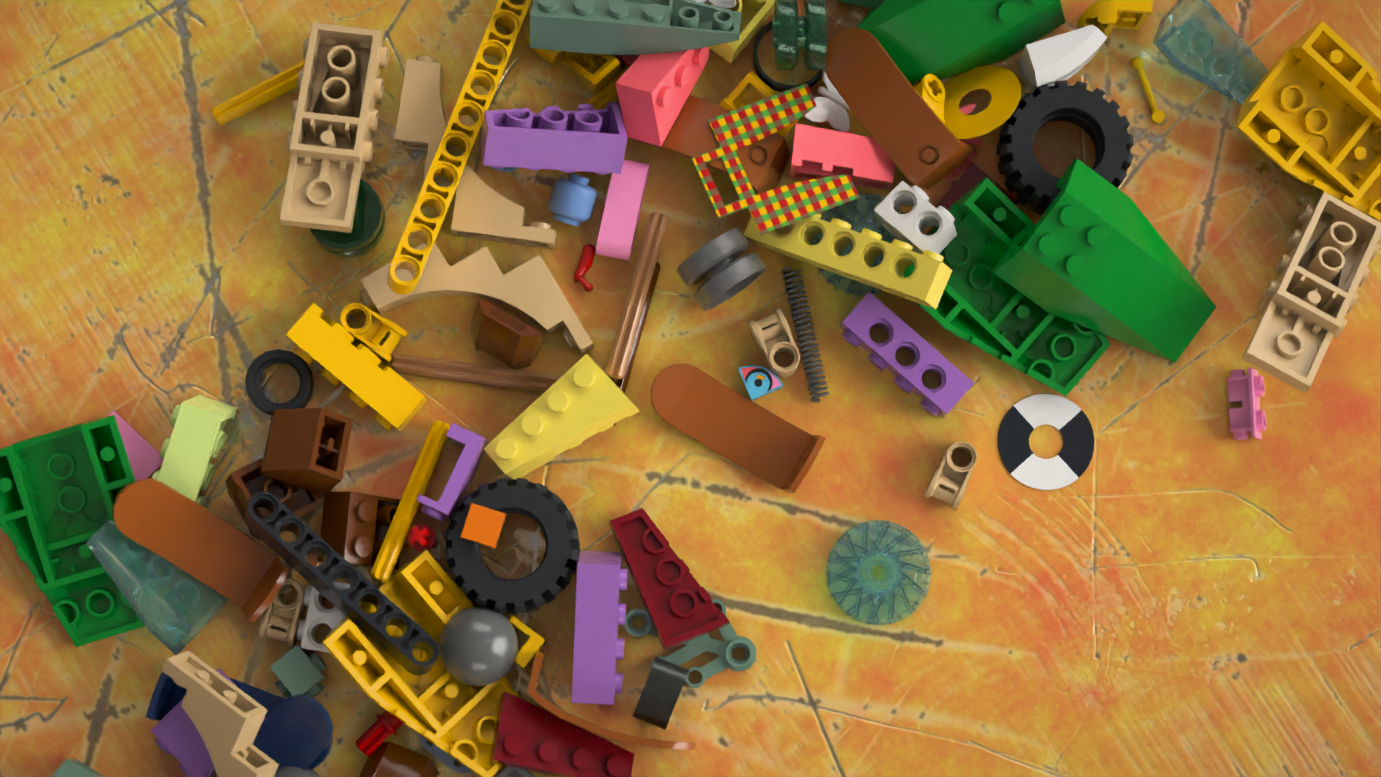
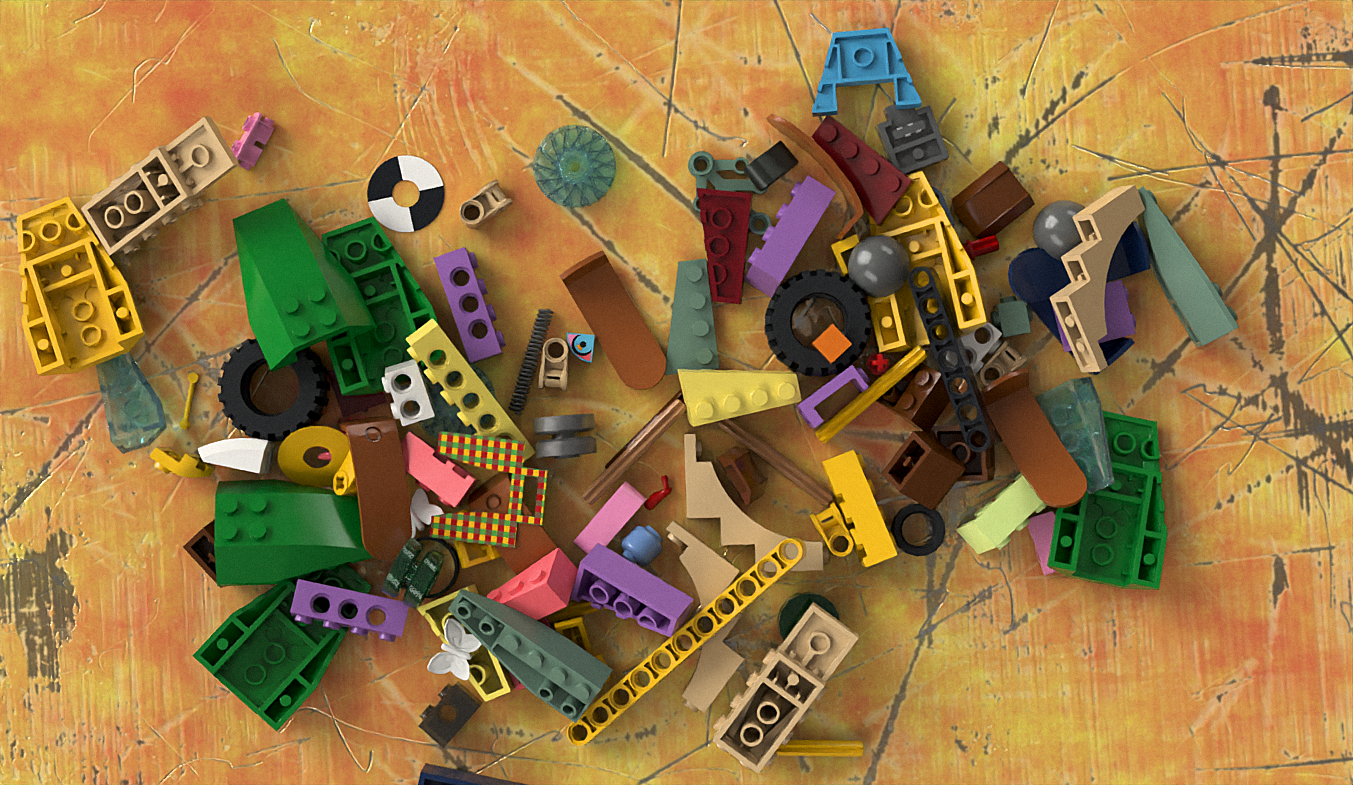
camera: 150 degrees left, 5 degrees up
(650, 470) = (692, 324): none -> sand green wing

